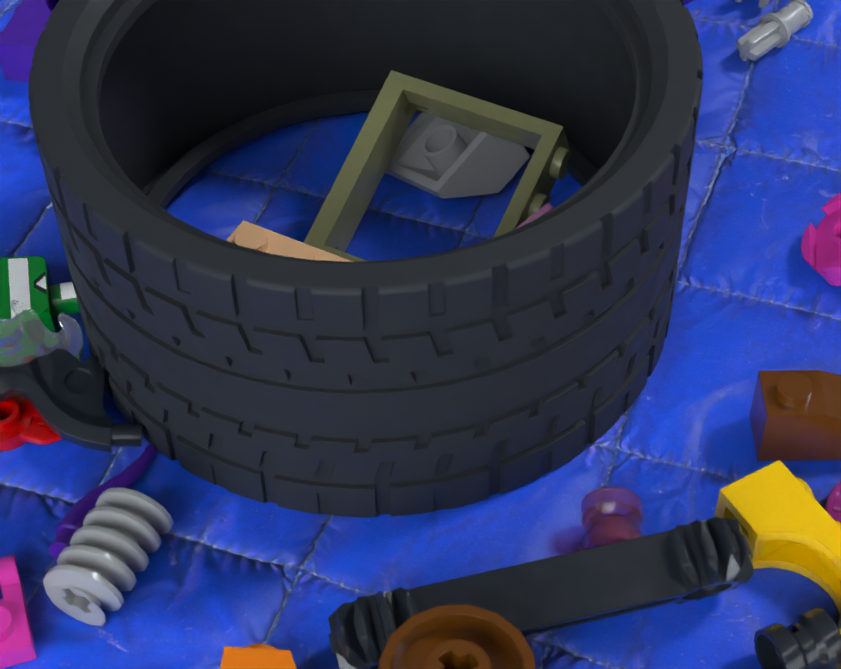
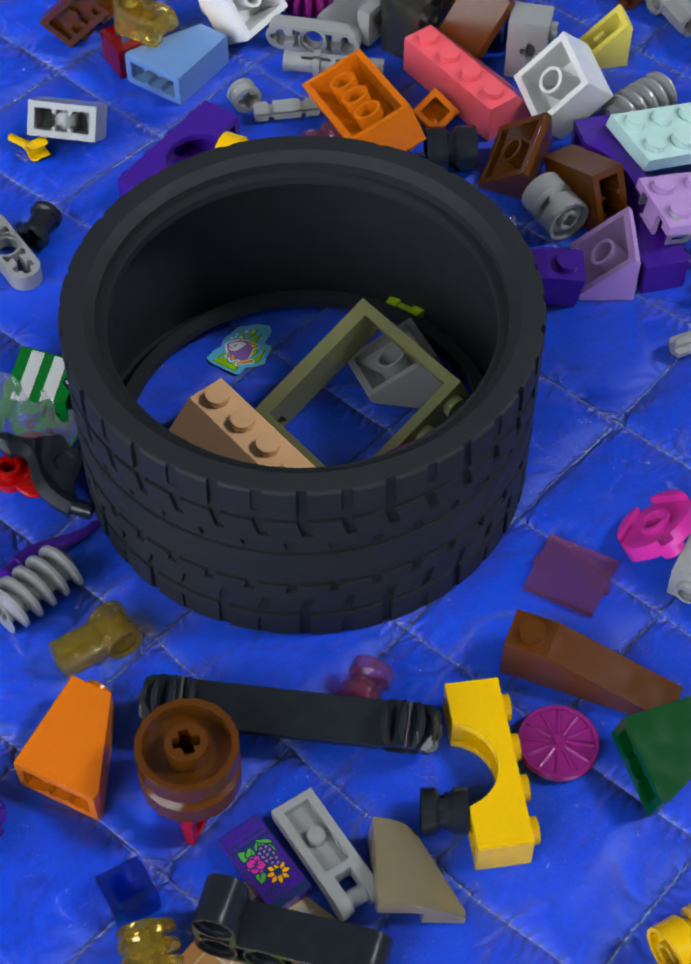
camera: 20 degrees right, 5 degrees up
(235, 580) = (106, 634): none -> clear yellow piece
(239, 193) = (242, 349): none -> sticker
(777, 324) = (571, 575): none -> piece

